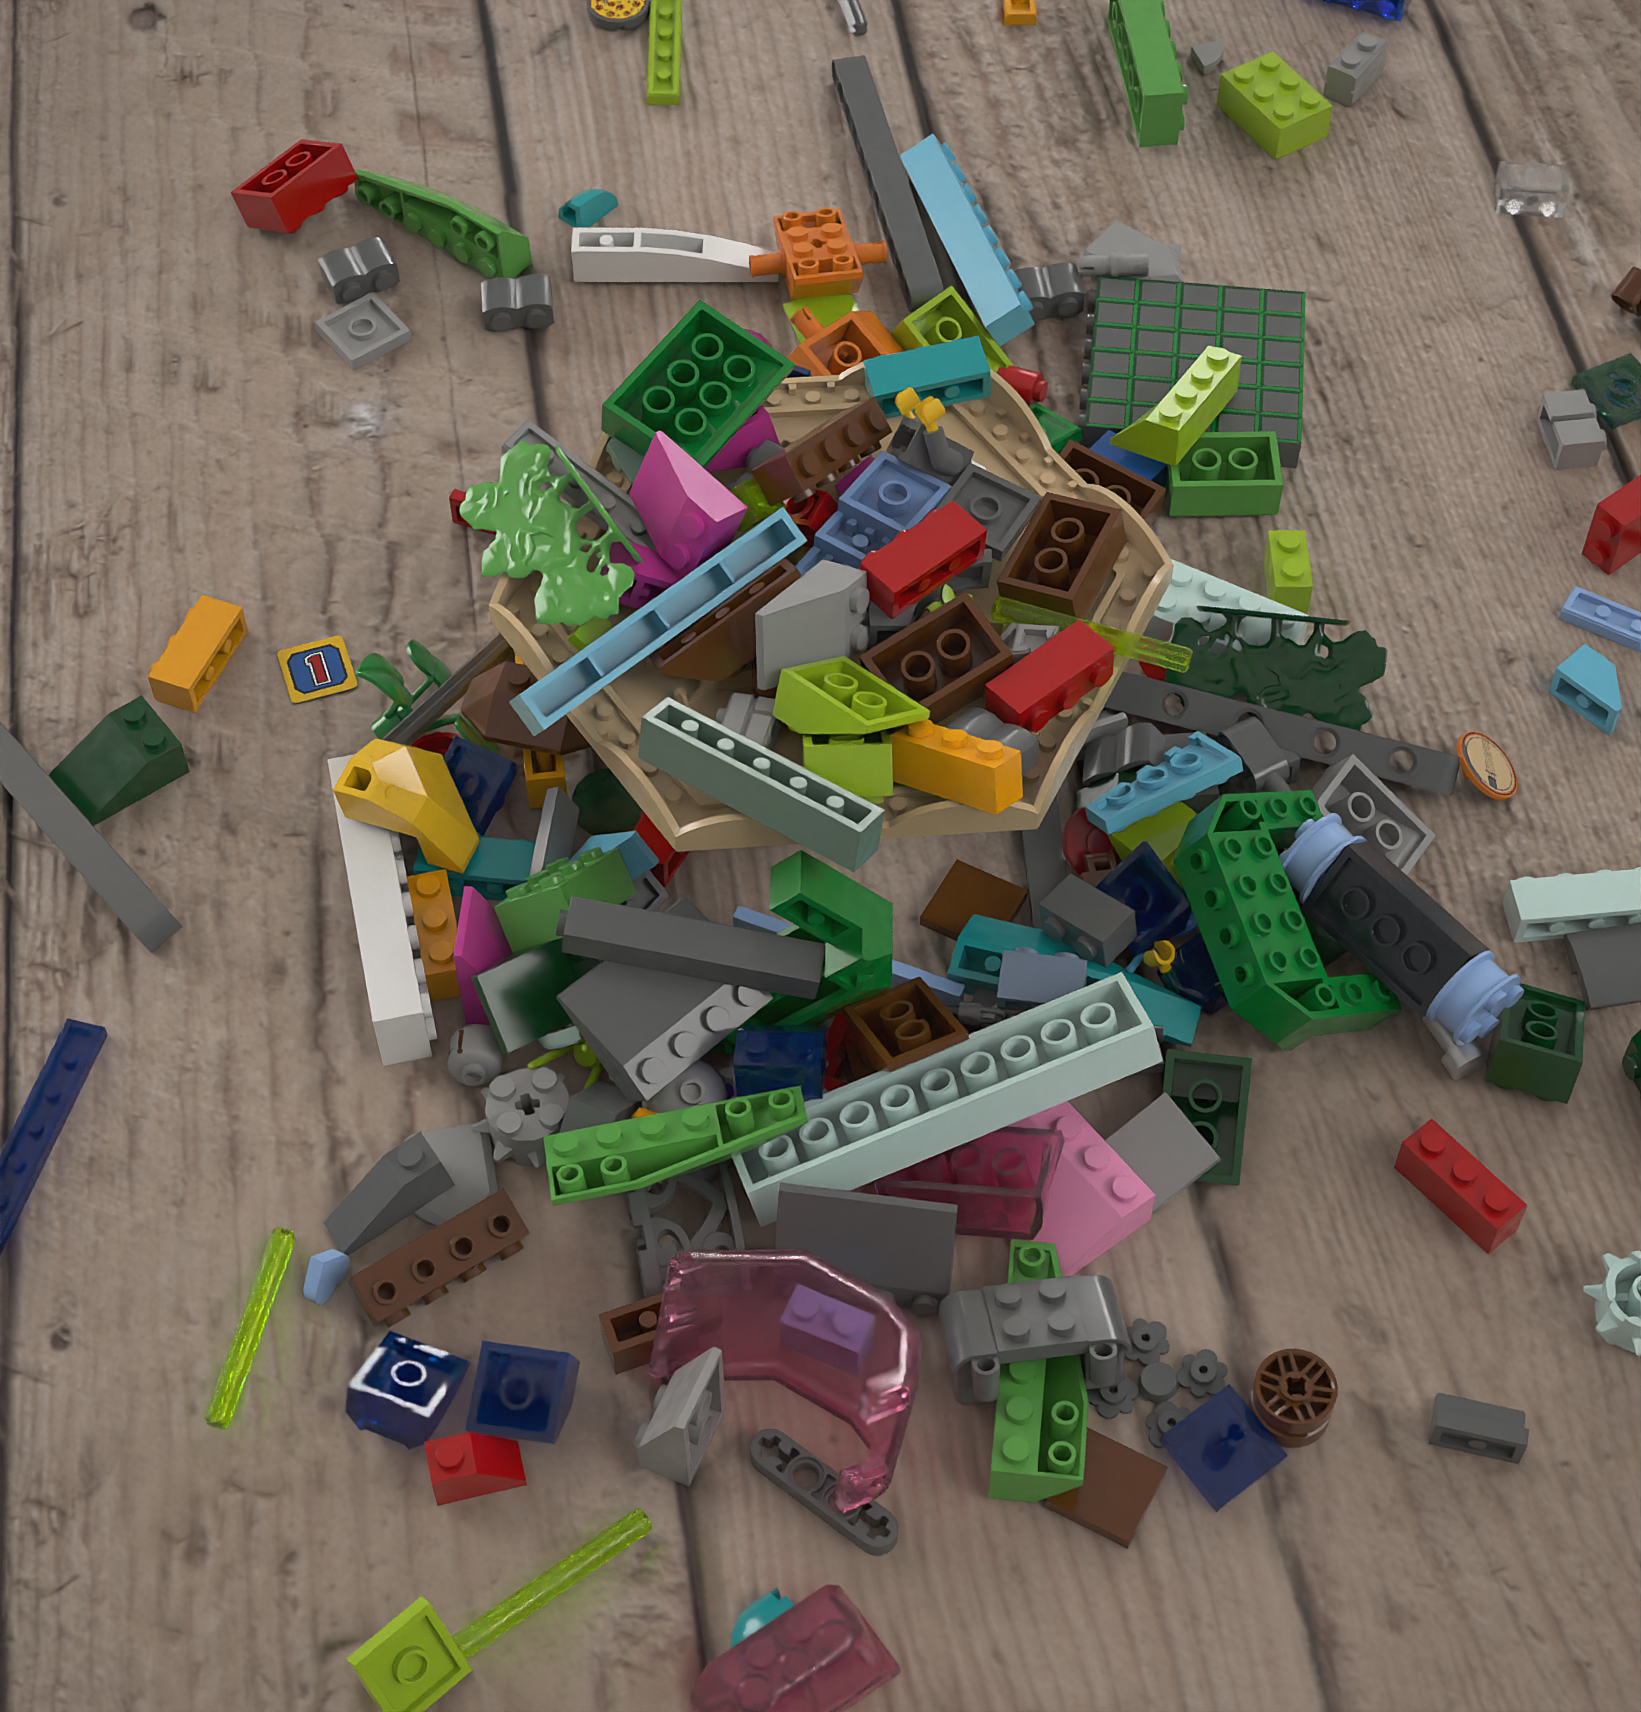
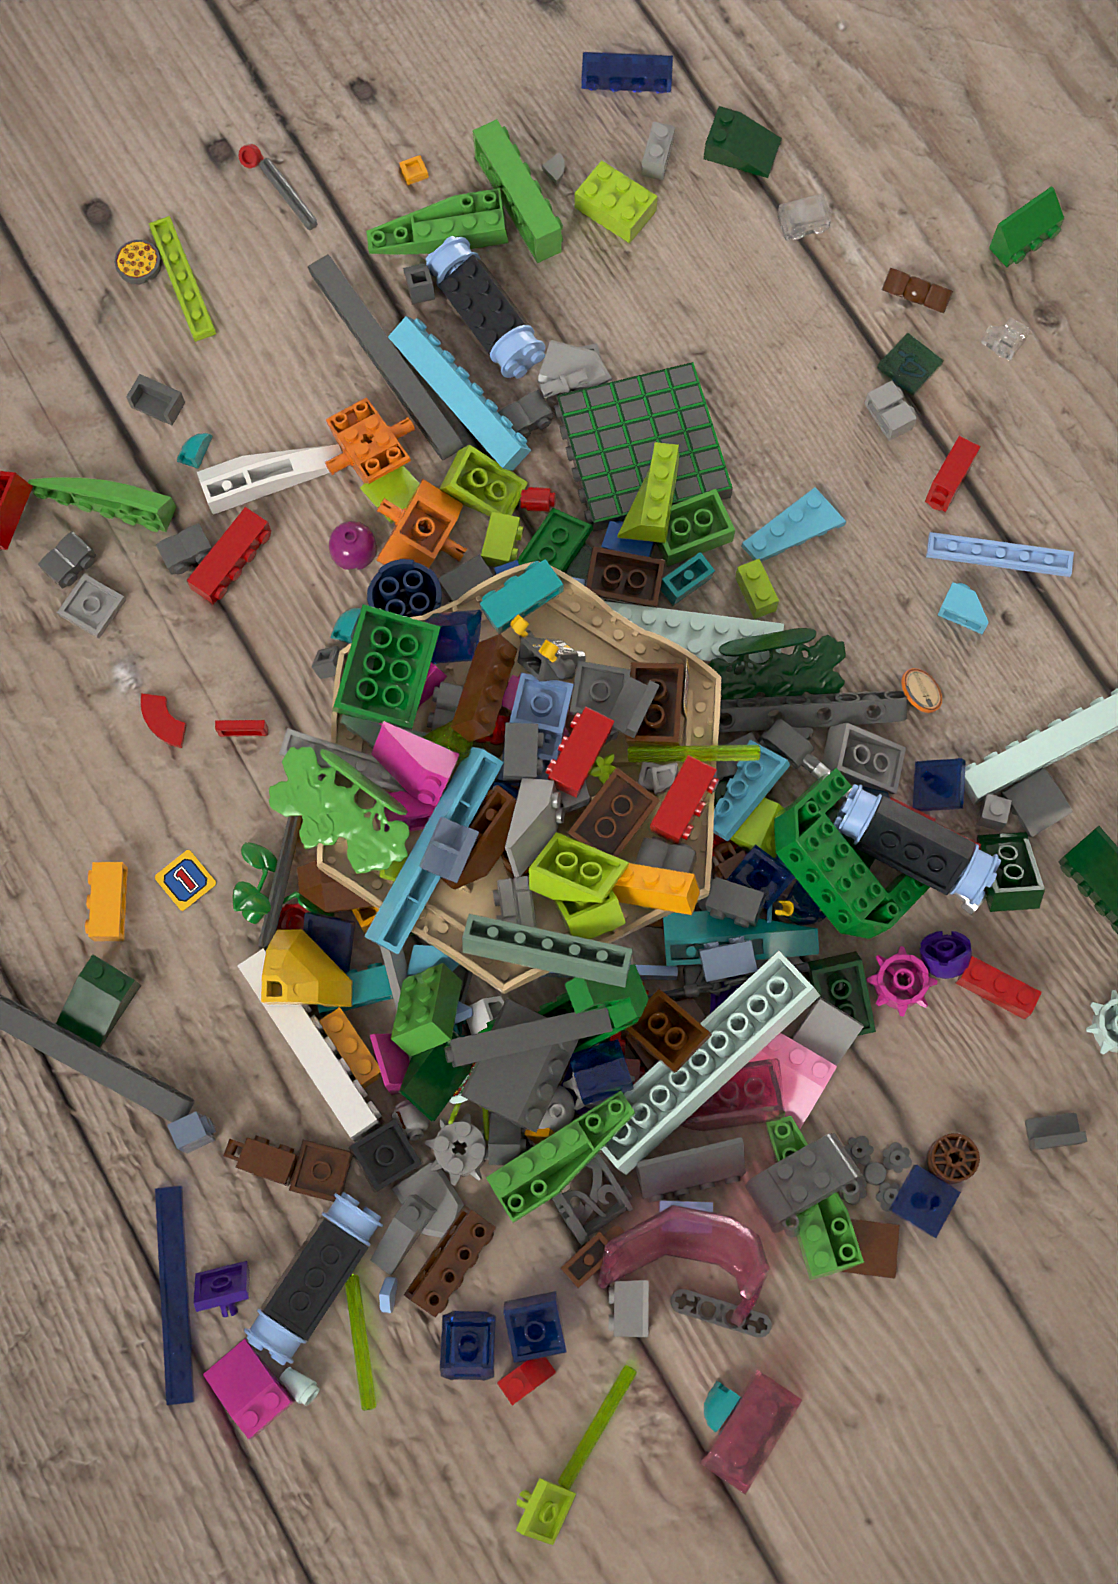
camera: 20 degrees left, 20 degrees up
(54, 1332) = (248, 1389): none -> dark pink slope
(88, 1171) = (222, 1288): none -> dark purple tile
(130, 1352) = (301, 1387): none -> light aqua cone
(156, 955) = (192, 1132): none -> sand blue brick
(225, 1200) = (313, 1279): none -> black brick
(239, 1034) = (263, 1160): none -> reddish brown brick
(313, 1082) = (320, 1170): none -> reddish brown tile
(383, 479) = (160, 721): none -> red tile
(414, 1082) = (385, 1155): none -> black brick
(564, 141) = (155, 399): none -> dark grey panel
(571, 326) = (229, 556): none -> red brick
(674, 612) = (448, 849): none -> sand blue panel
(810, 399) = (457, 635): none -> clear blue slope
(838, 530) = (521, 752): none -> dark grey brick
(968, 114) = (419, 283): none -> dark grey brick
(1026, 535) = (632, 705): none -> dark grey panel
(1032, 71) = (470, 215): none -> bright green wedge
(1045, 160) = (485, 307): none -> brick
(1114, 549) = (686, 688): none -> sticker
(1192, 526) = (686, 578): none -> teal brick
(1306, 1123) = (887, 984): none -> dark pink brick
(1387, 519) = (800, 522): none -> medium azure wing
(1388, 1112) = (946, 954): none -> dark purple cylinder
(1472, 884) = (939, 784): none -> clear blue tile
(1473, 91) = (741, 143): none -> dark green slope
(1540, 952) = (994, 812): none -> light grey brick

